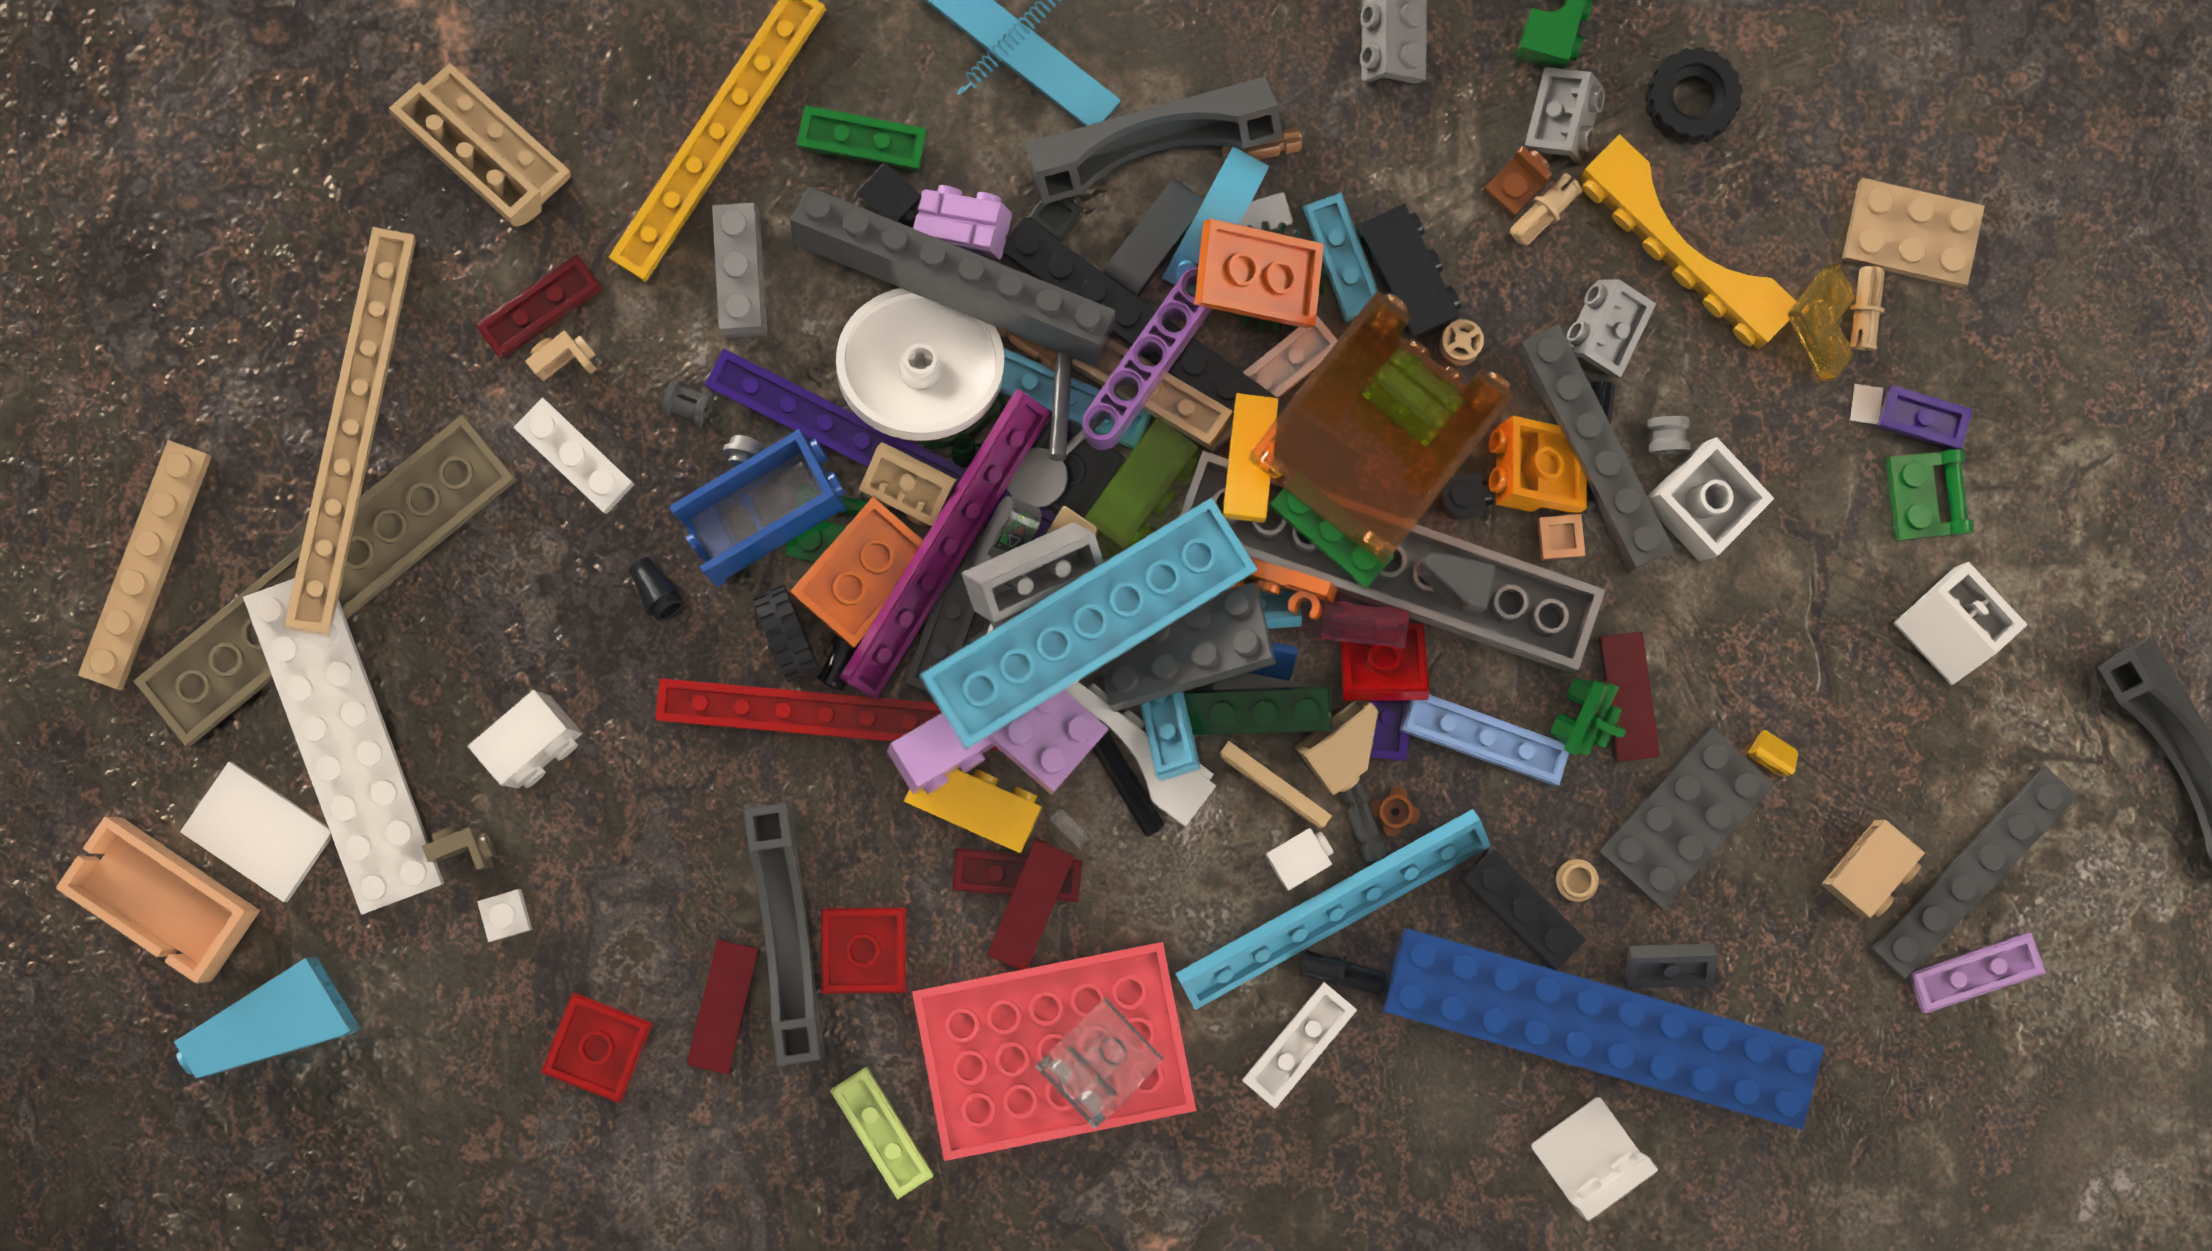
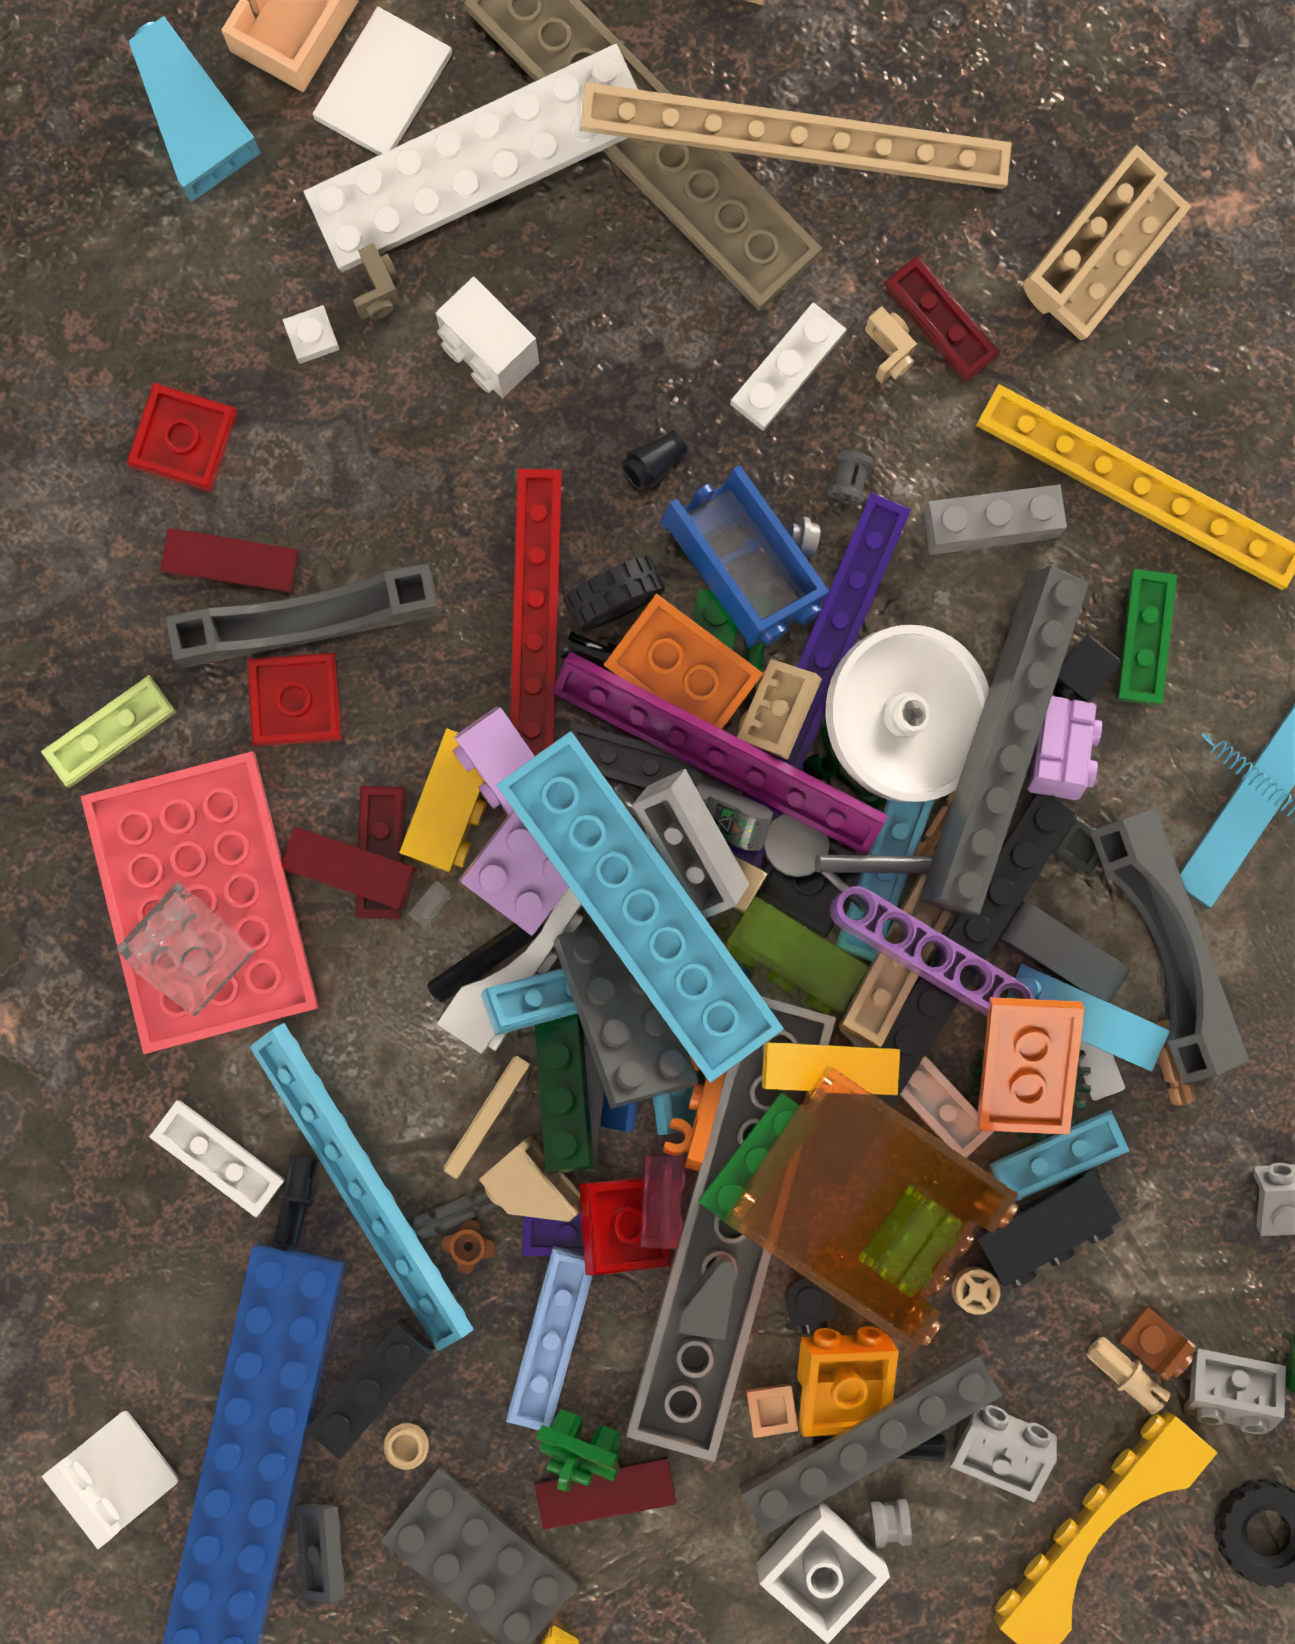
camera: 80 degrees right, 0 degrees up
(1300, 858) = (412, 1147): white brick -> none

